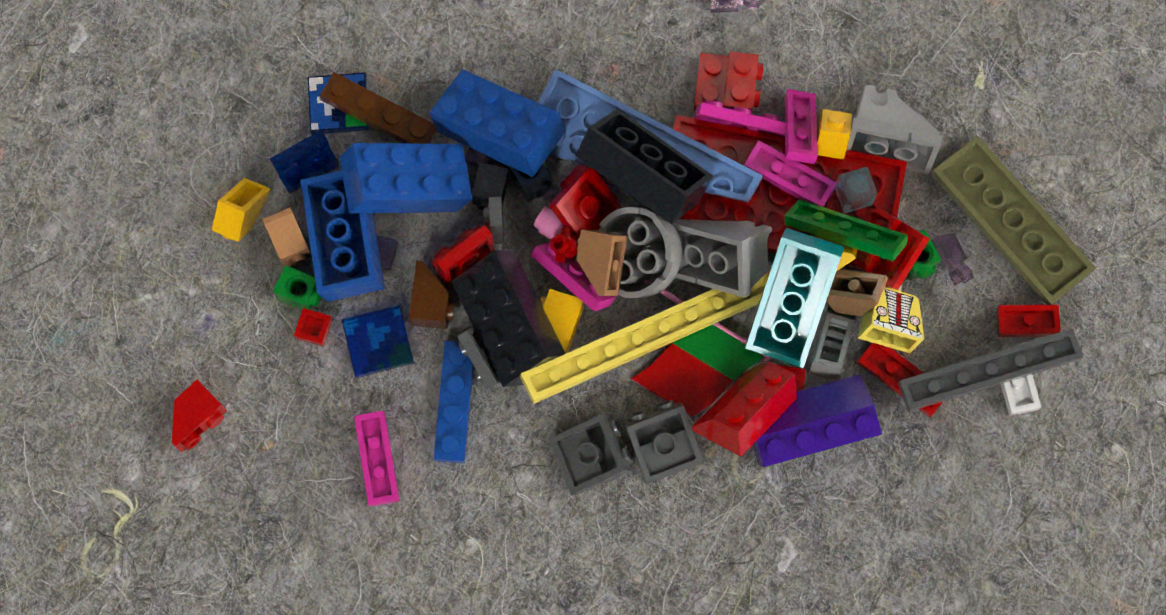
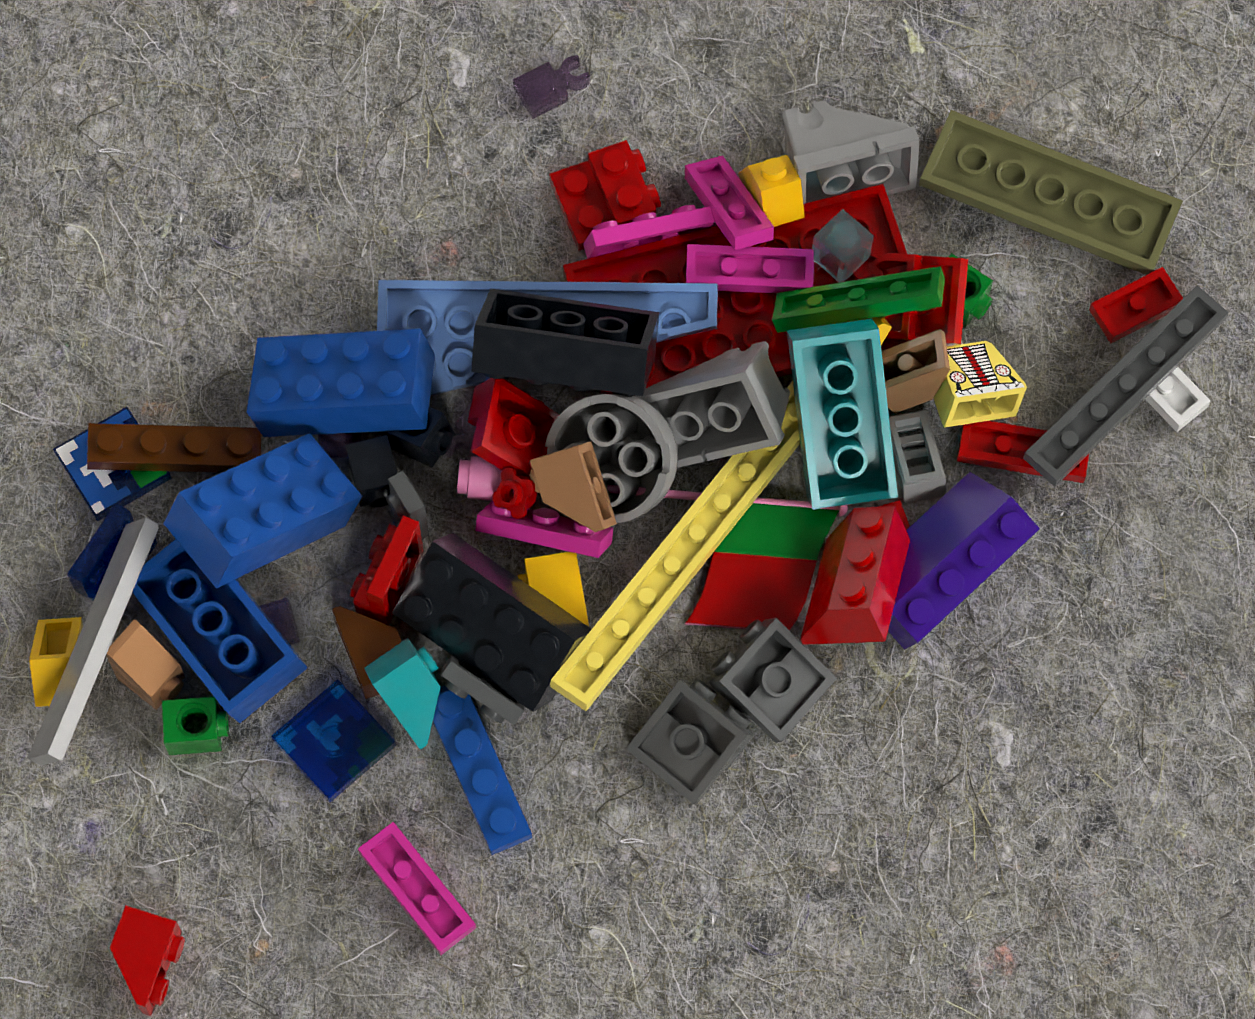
camera: 30 degrees left, 5 degrees down
(260, 209) = (93, 642): none -> light grey tile
(313, 327) = (239, 764): red plate -> none
(433, 332) = (408, 687): none -> teal slope
(953, 258) = (1004, 273): clear purple plate -> none

